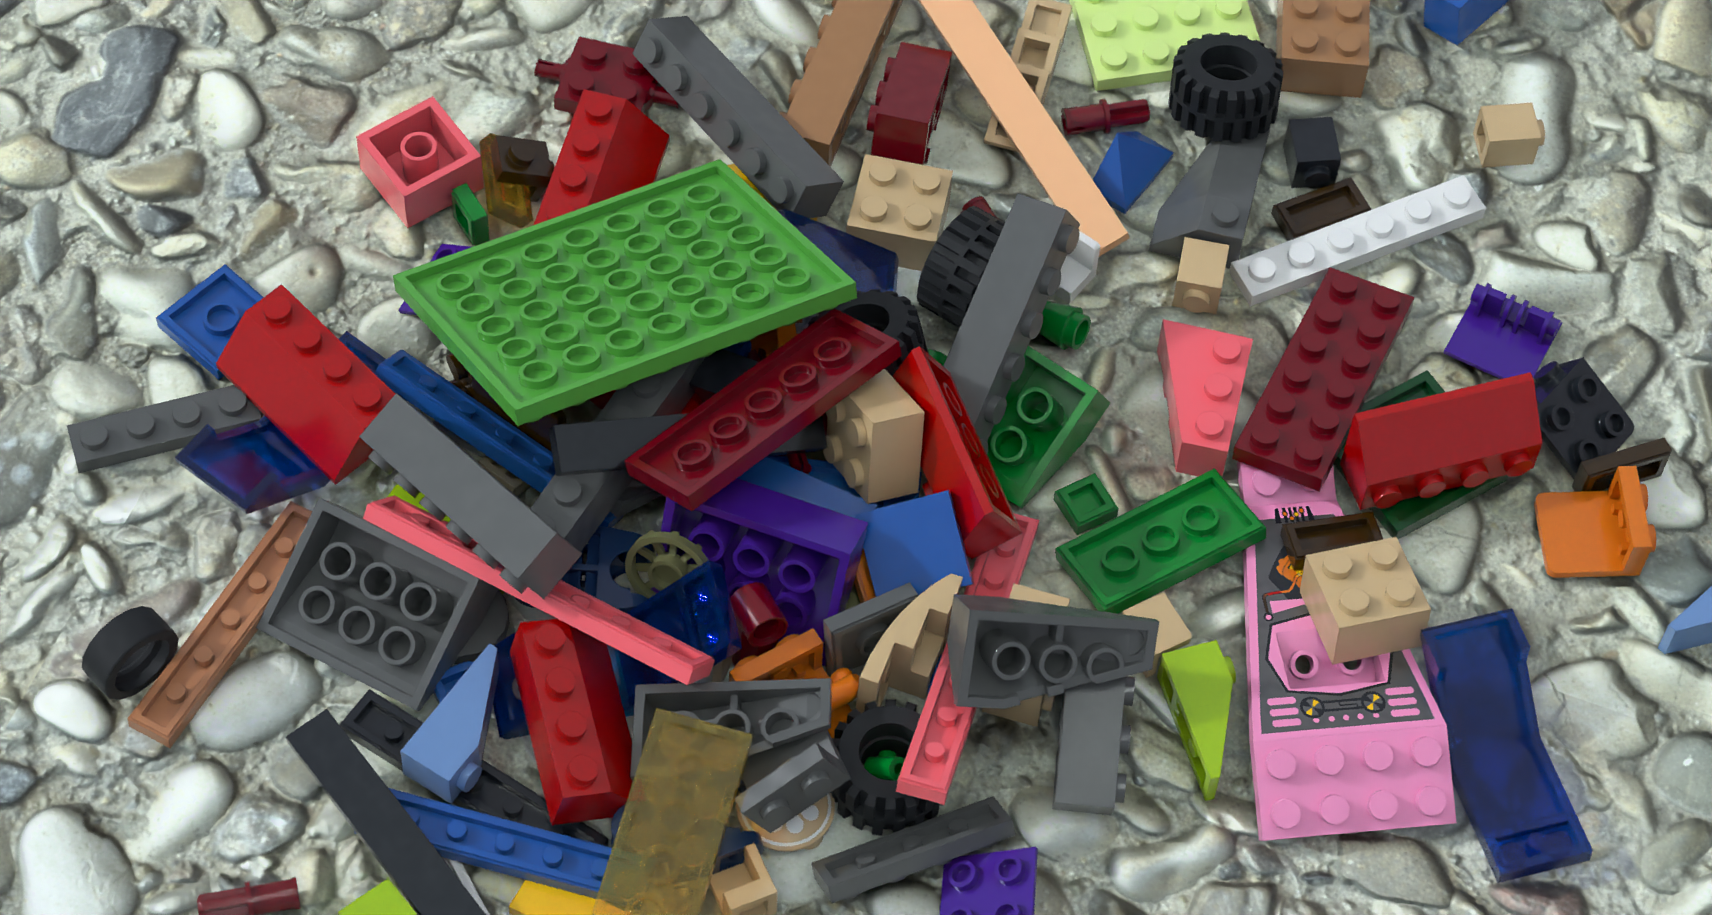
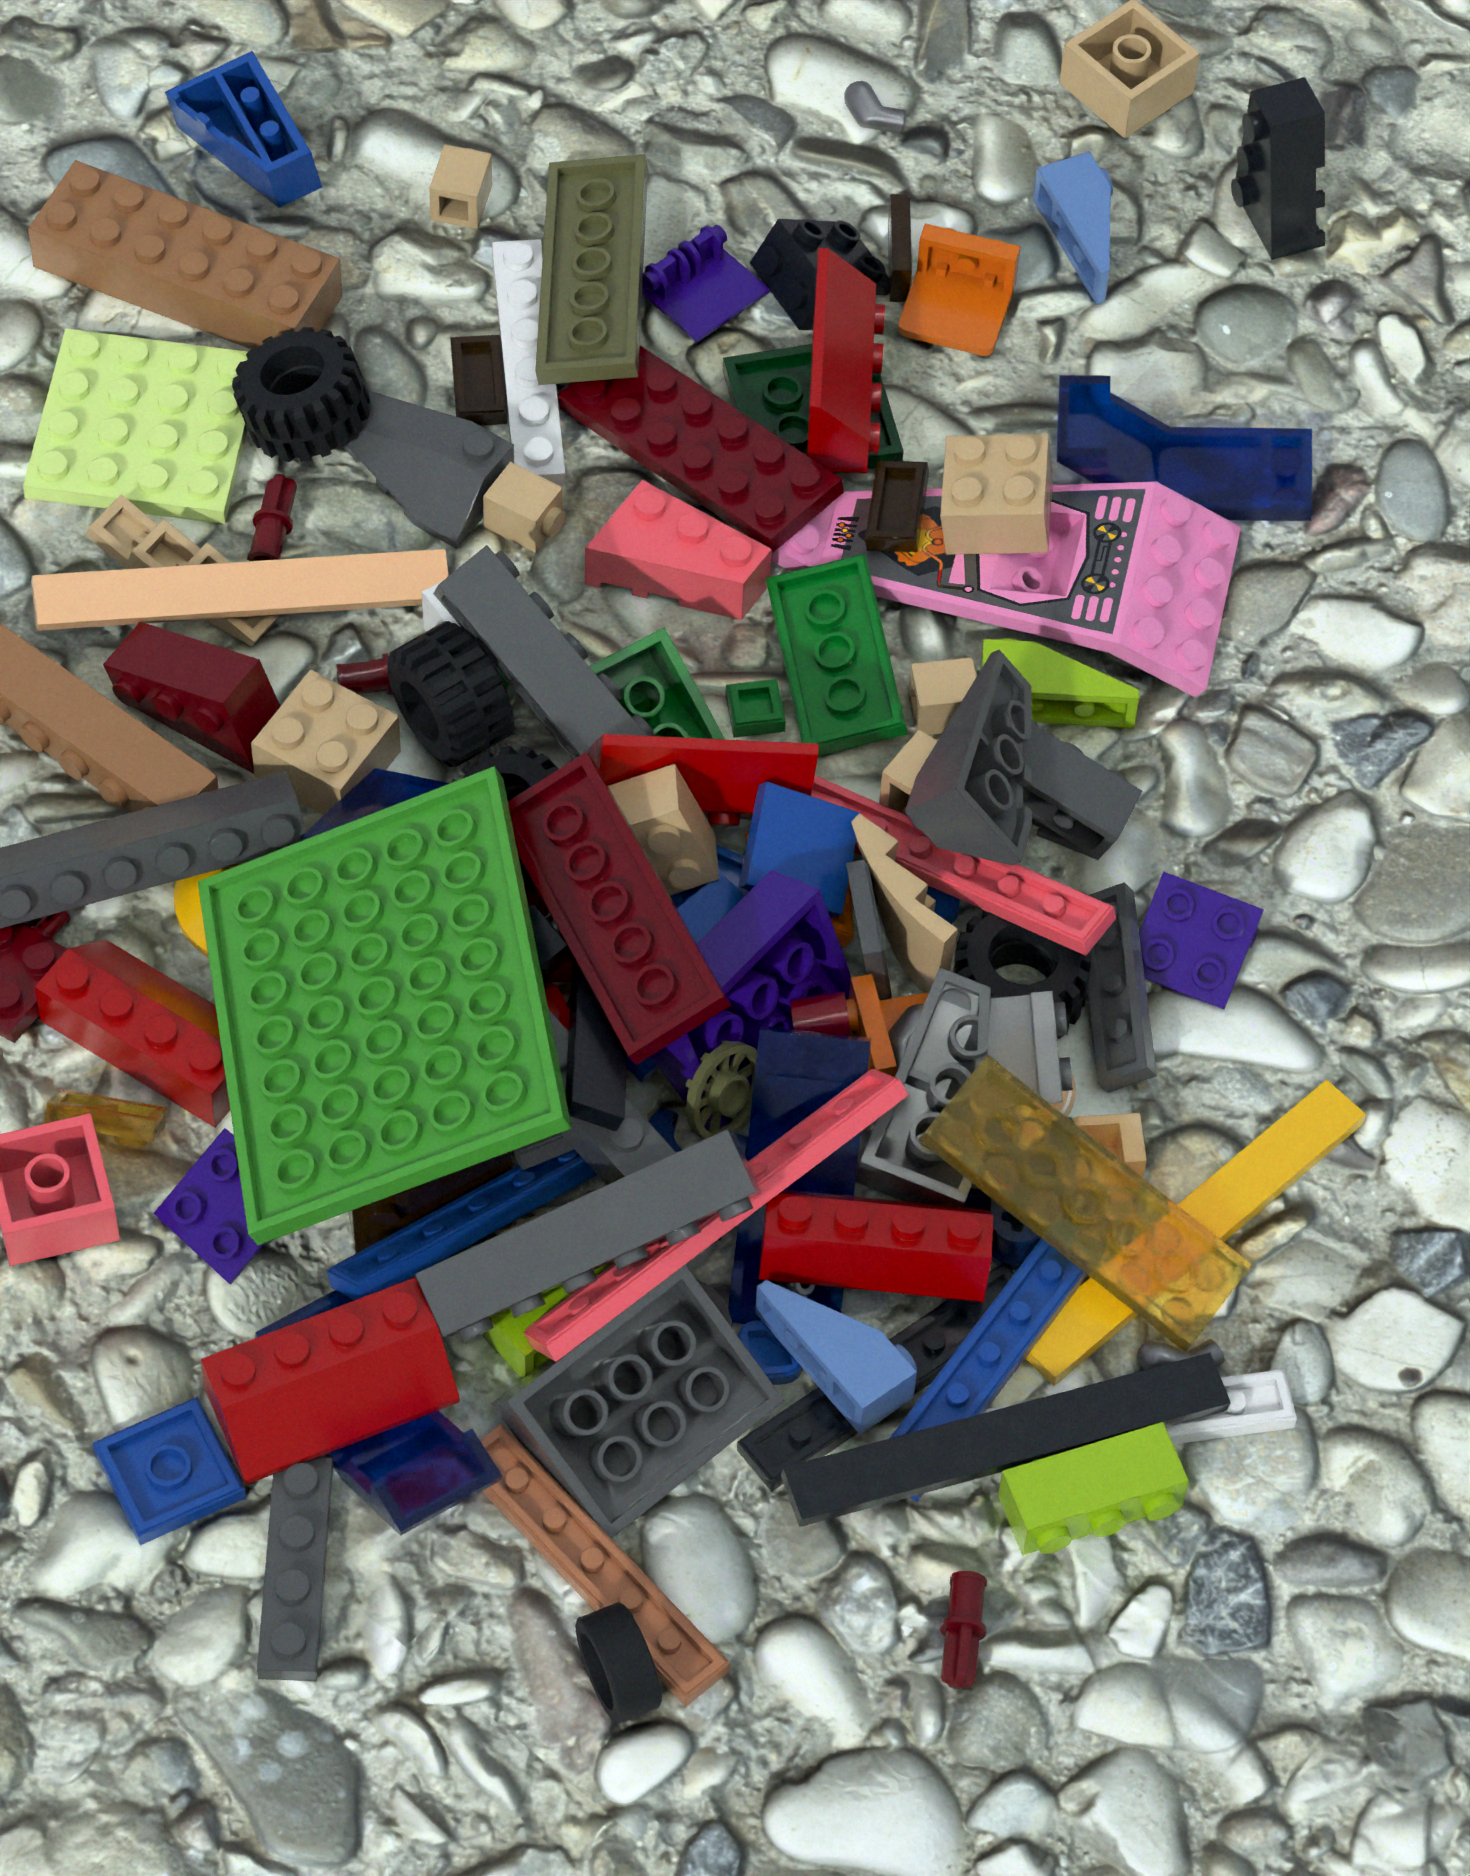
camera: 70 degrees left, 0 degrees up
(470, 215) = (140, 1164): green tile -> none
(522, 163) = (102, 1083): dark brown bracket -> none
(844, 687) = (914, 981): orange arm -> none
(885, 766) = (1029, 969): green arm -> none
(1130, 168) = (347, 522): blue slope -> none
(1311, 152) = (410, 357): black brick -> none
(1464, 247) = (592, 270): none -> olive plate

